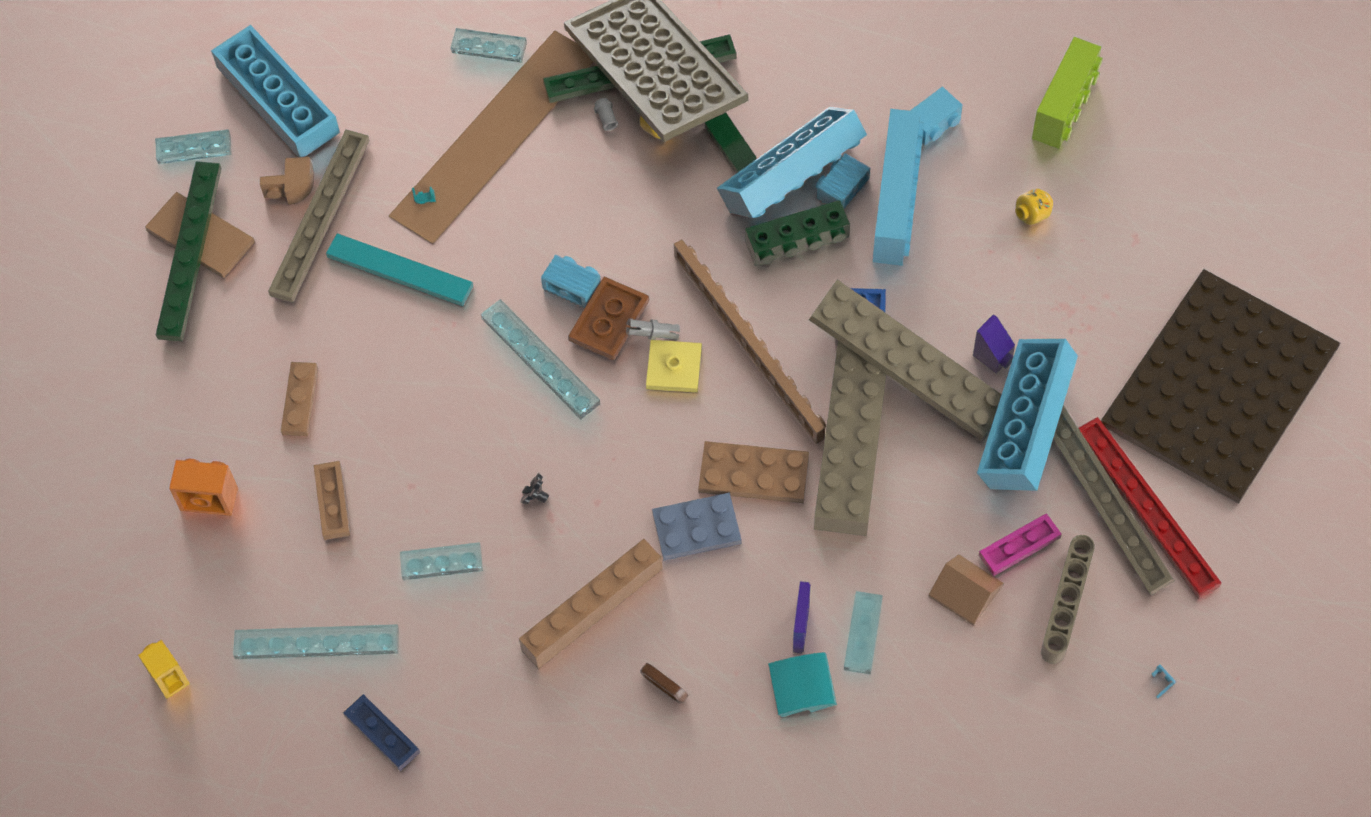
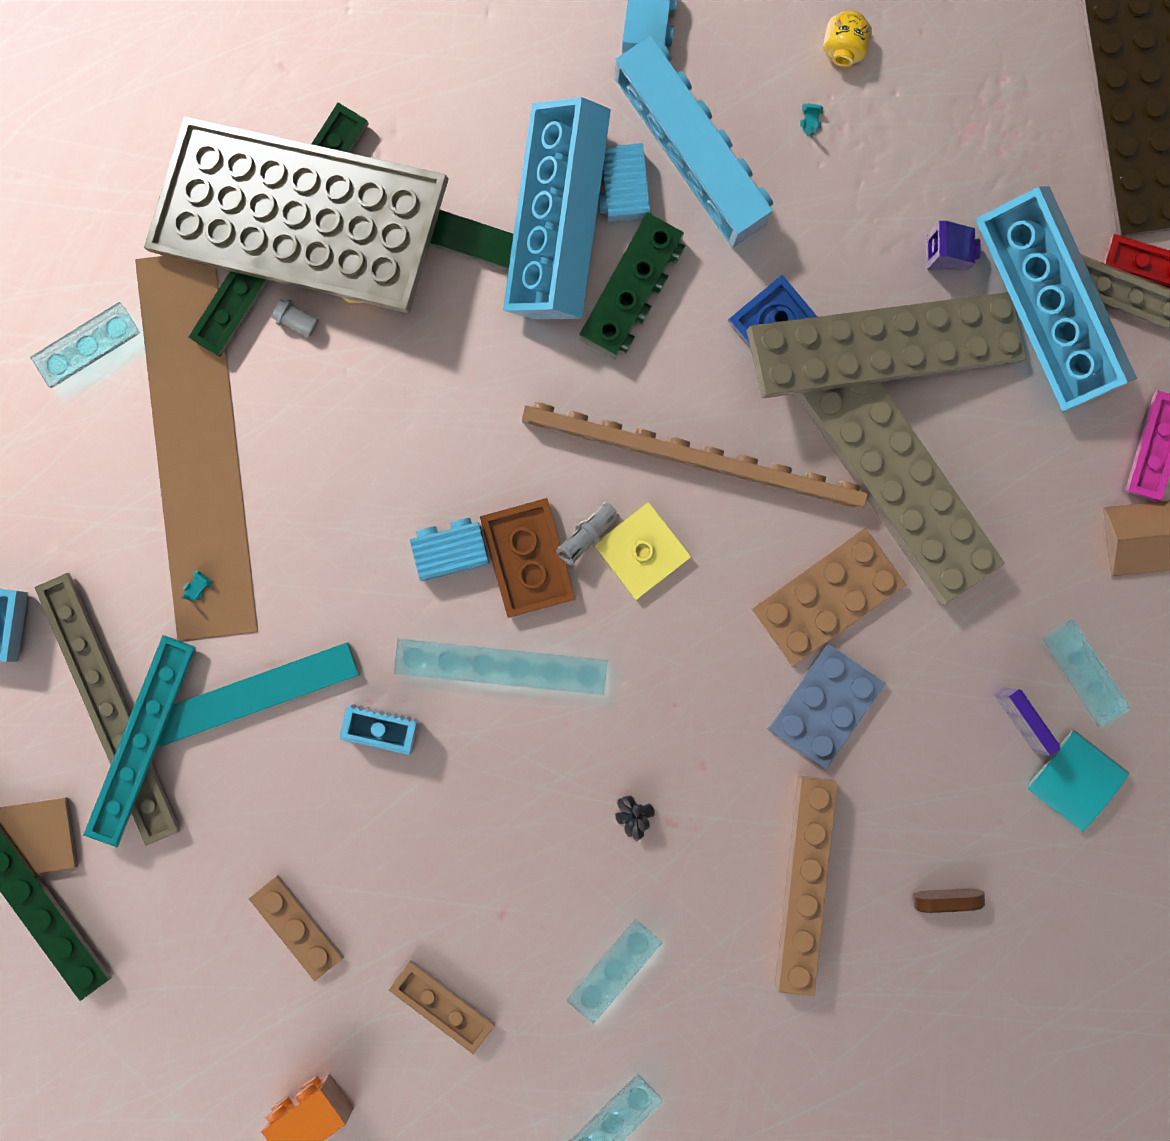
camera: 50 degrees left, 25 degrees up
(294, 185) = (45, 696): medium nougat brick -> none
(319, 238) = (139, 741): none -> teal tile
(445, 332) = (379, 729): none -> medium azure brick
(976, 235) = (810, 123): none -> teal piece

